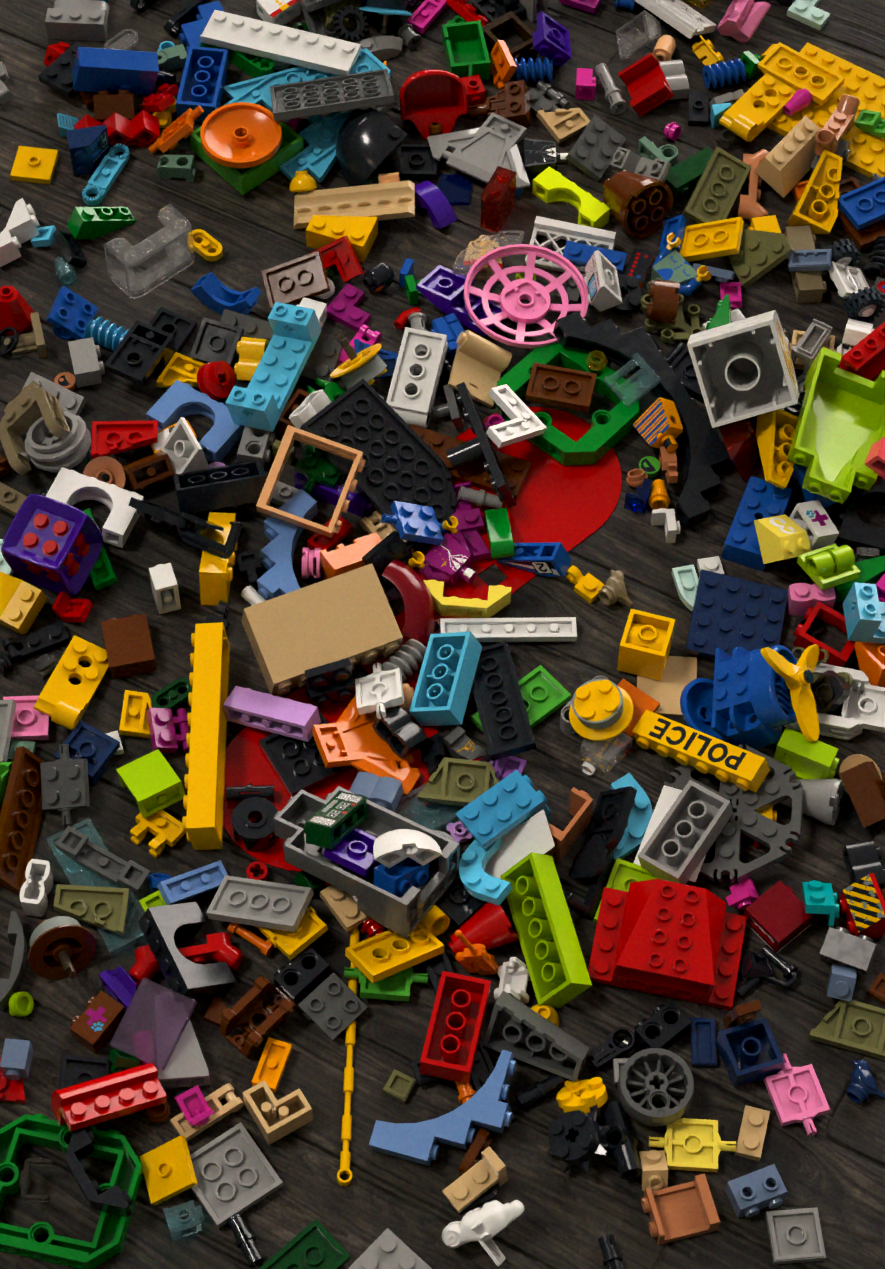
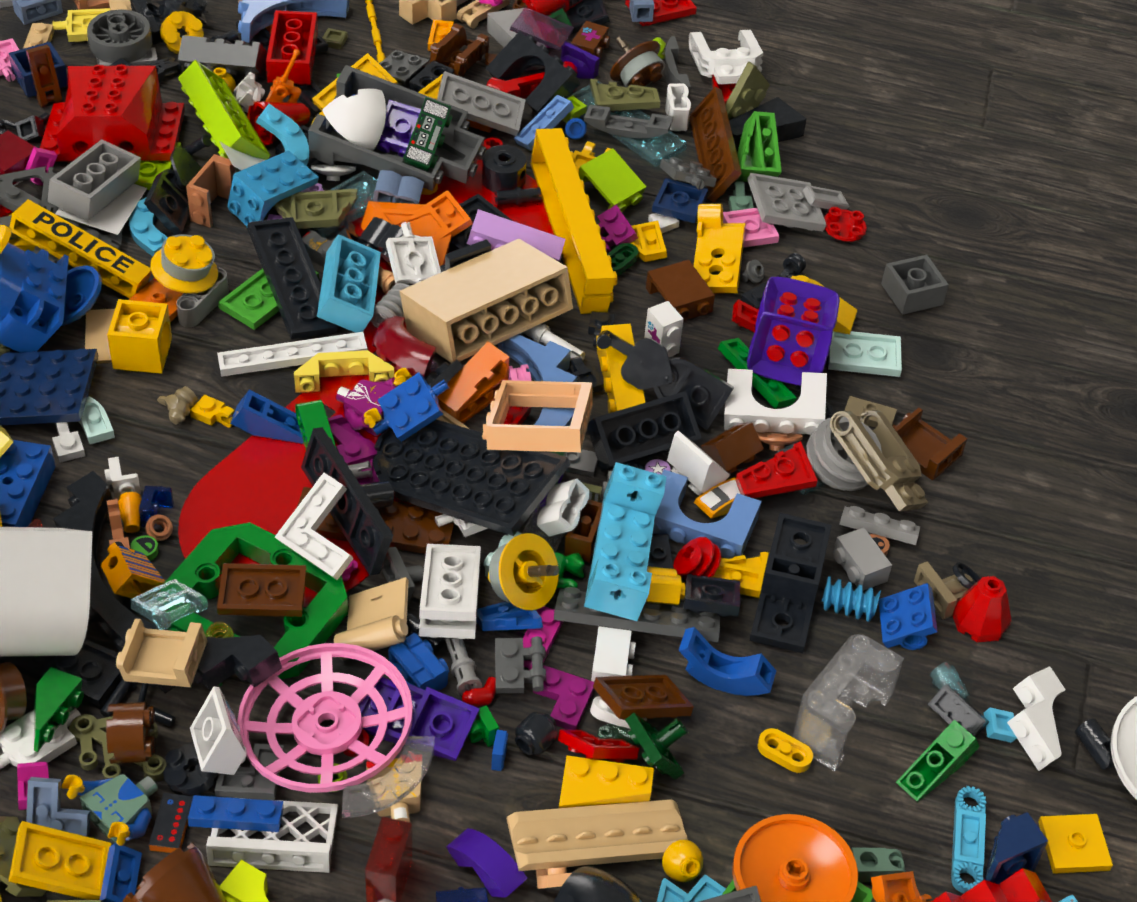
camera: 165 degrees right, 10 degrees down
(298, 243) = (656, 743): none -> dark green plate
(384, 323) = (510, 665): none -> dark grey plate
(638, 333) = (161, 655): none -> tan panel

